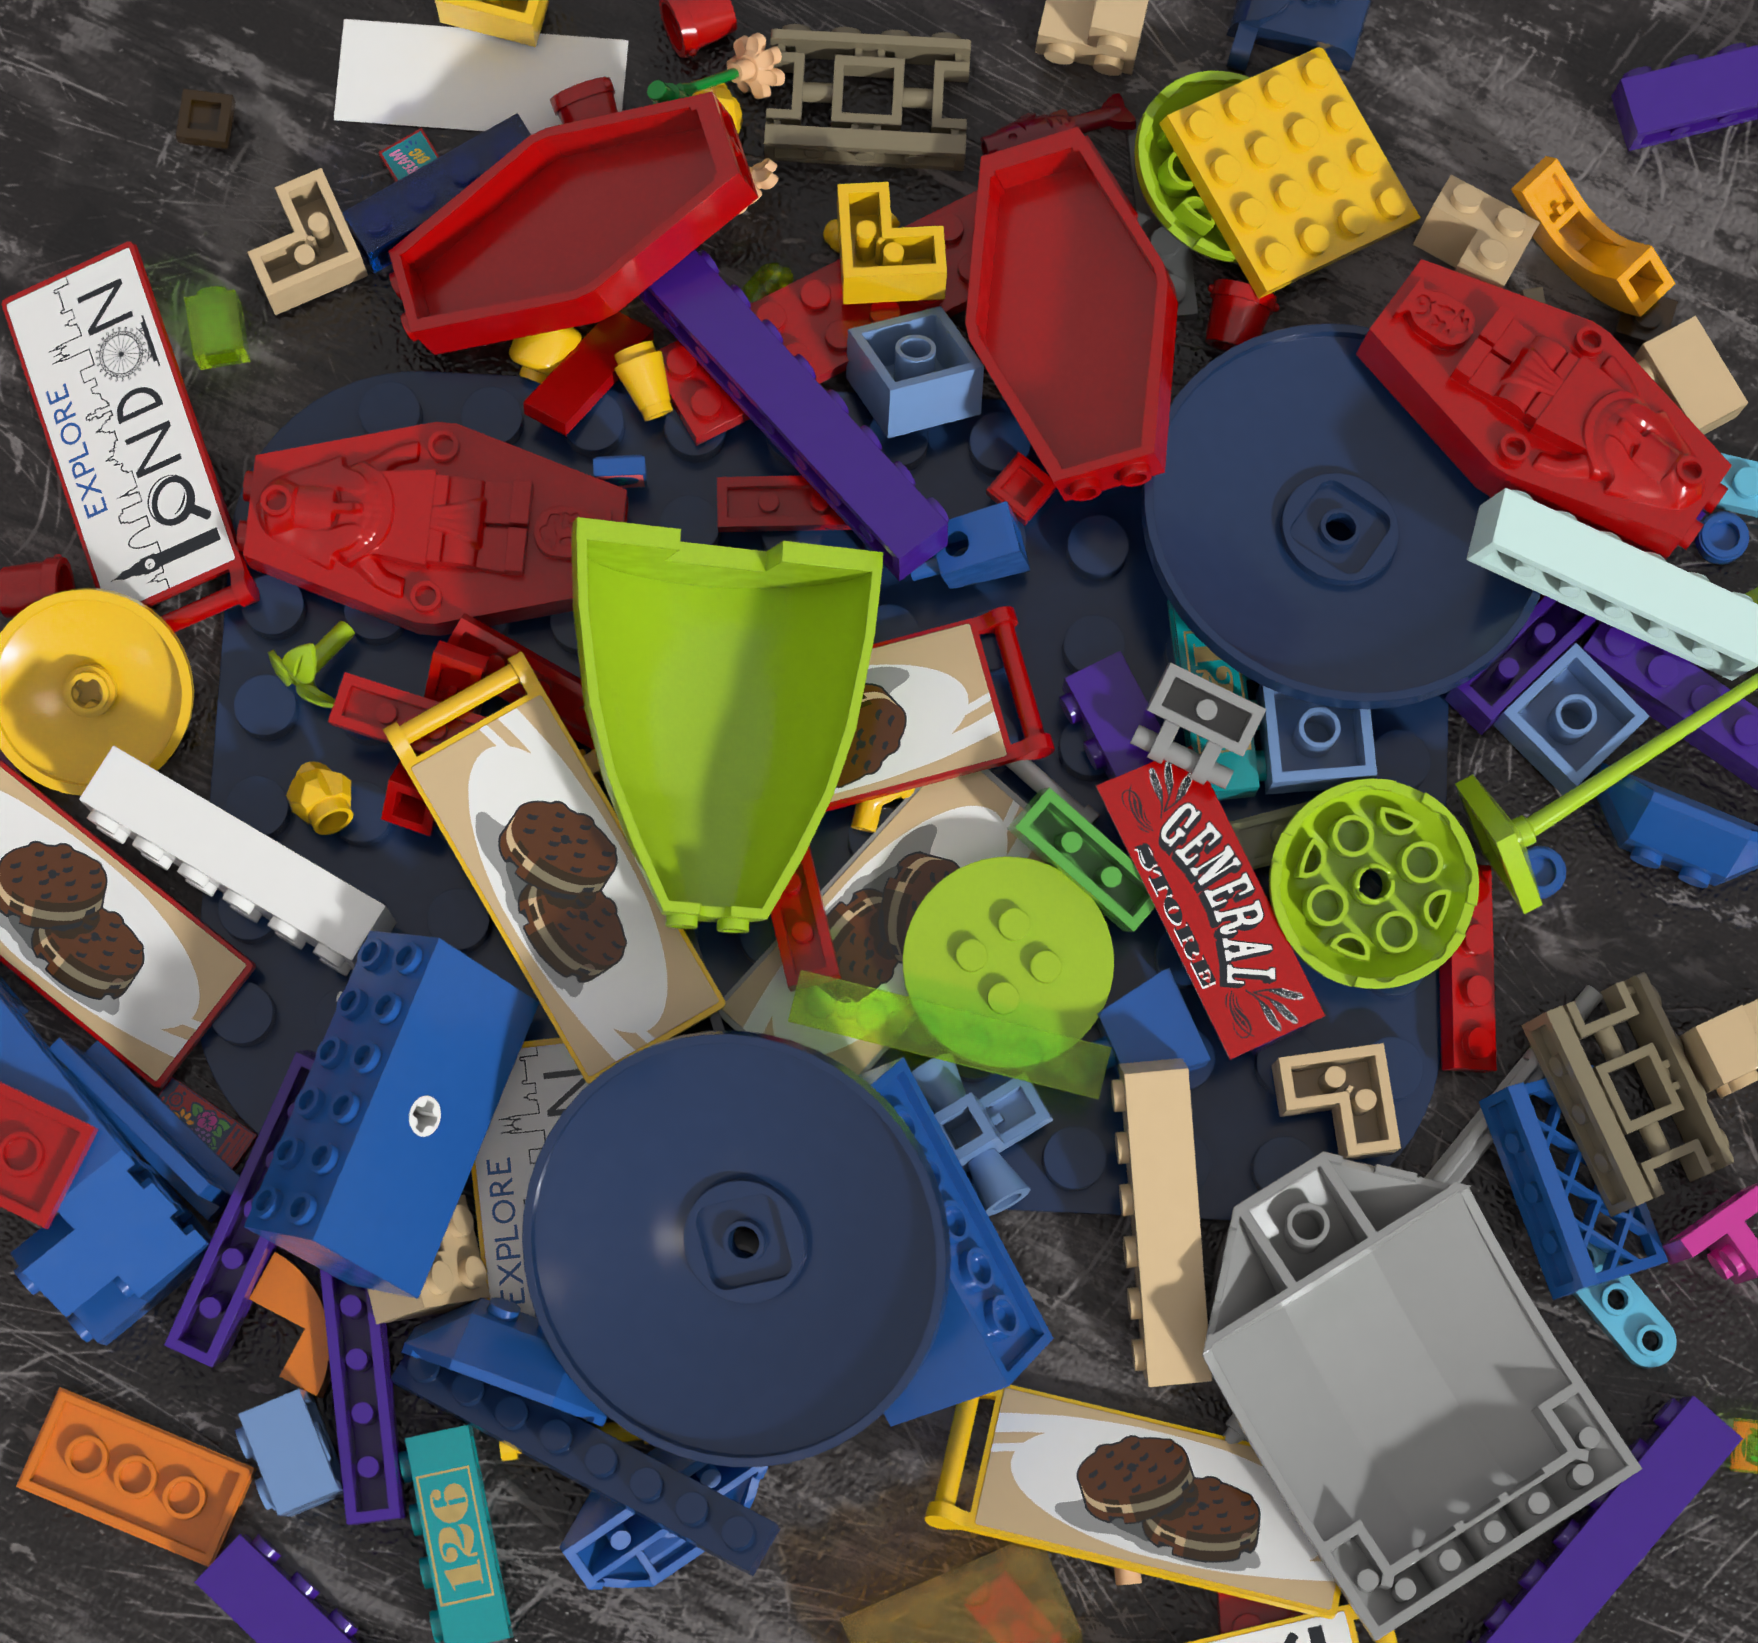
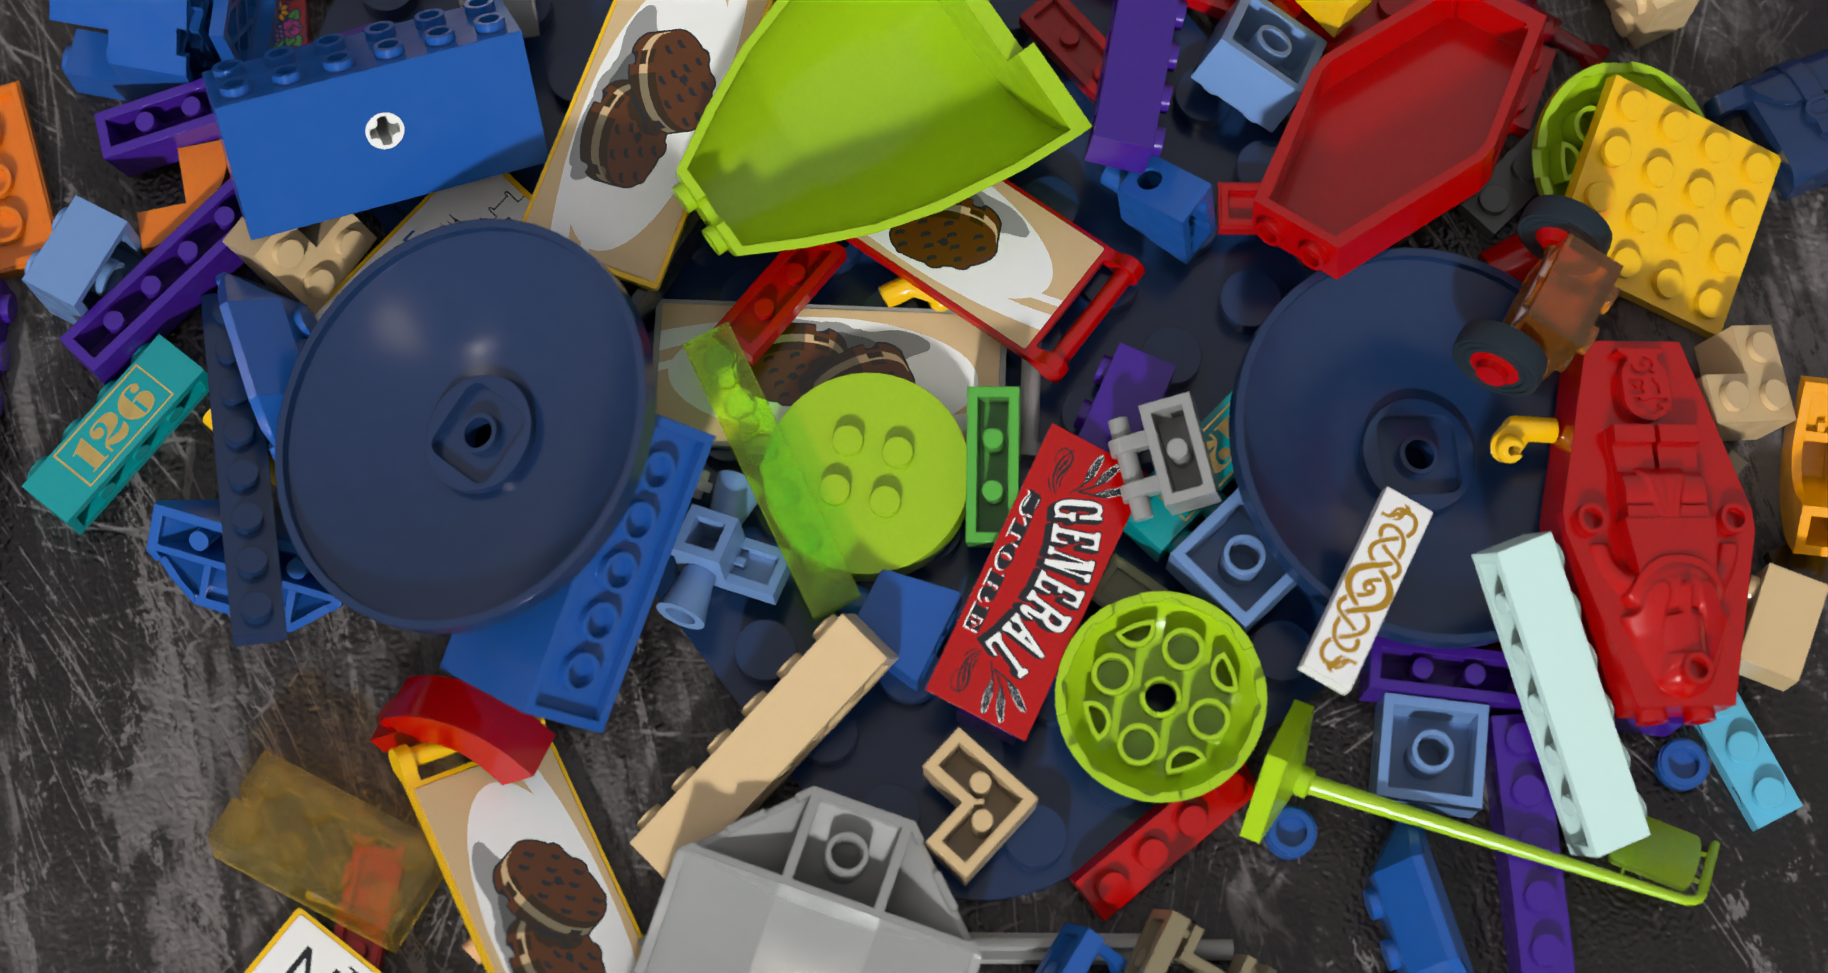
camera: 55 degrees right, 5 degrees down
(947, 1443) = (467, 721): none -> red arch
(1319, 327) = (1554, 305): none -> brick
(1392, 440) = (1517, 432): none -> yellow arm
(1432, 662) = (1365, 591): none -> white tile

